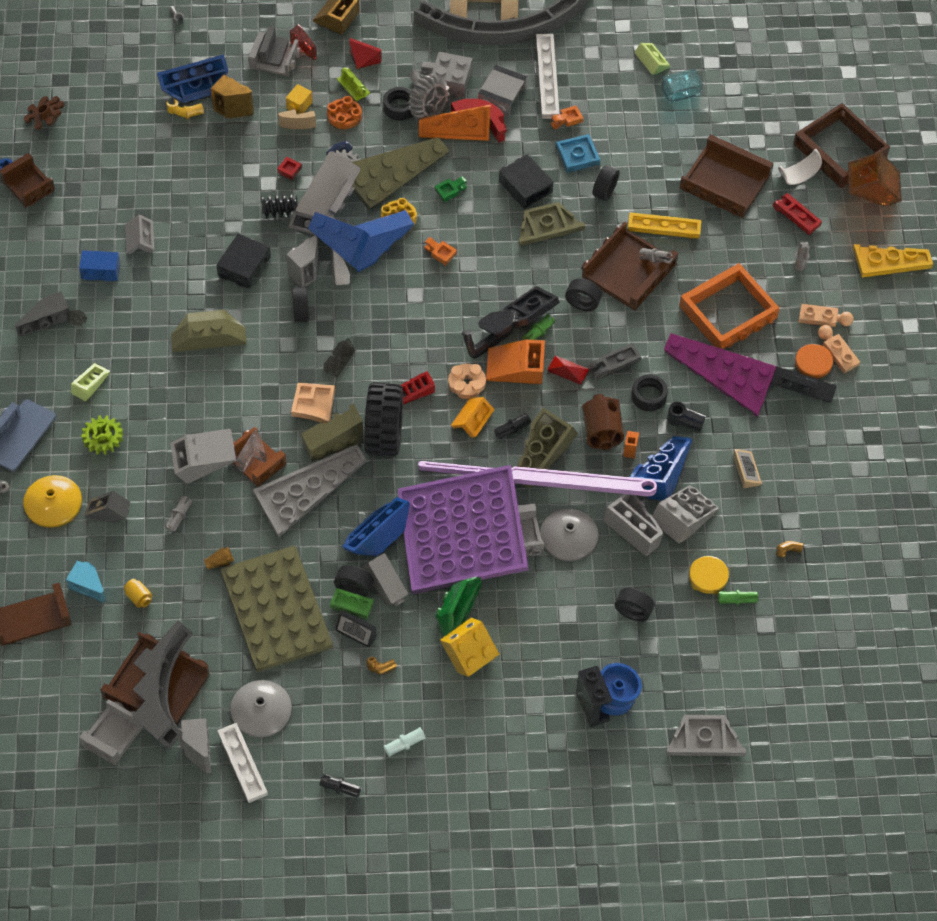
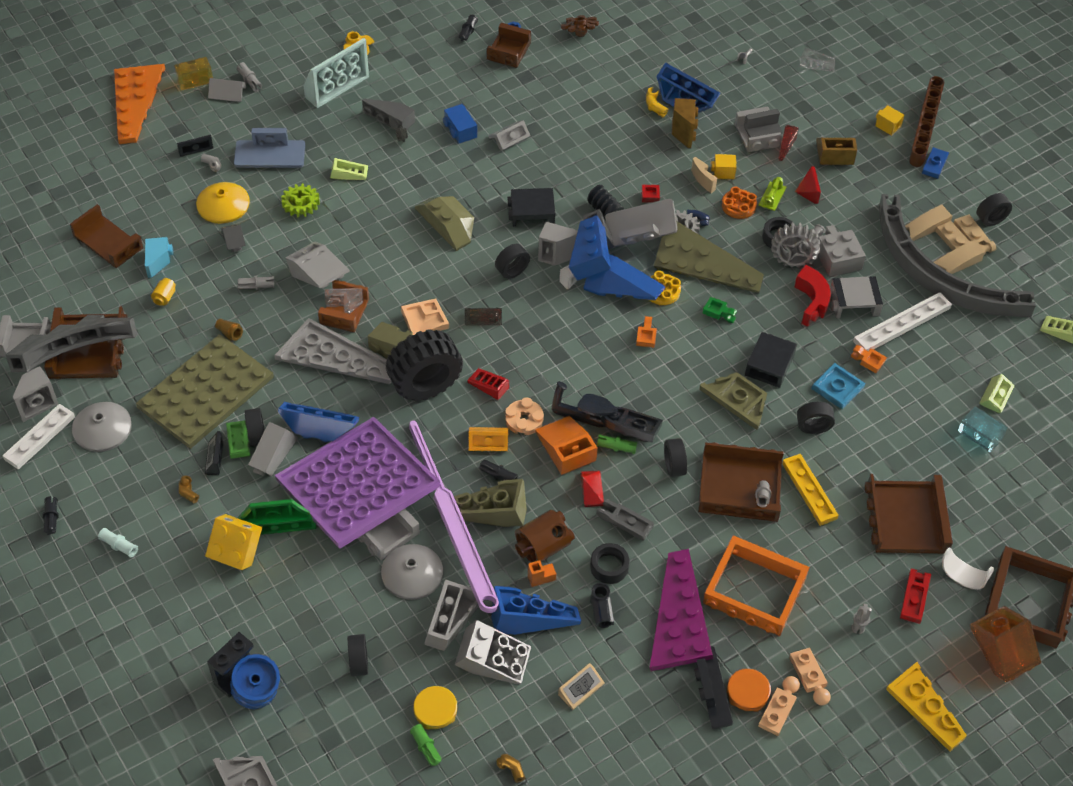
camera: 60 degrees right, 5 degrees down
(462, 124) = (789, 282): orange wing -> none

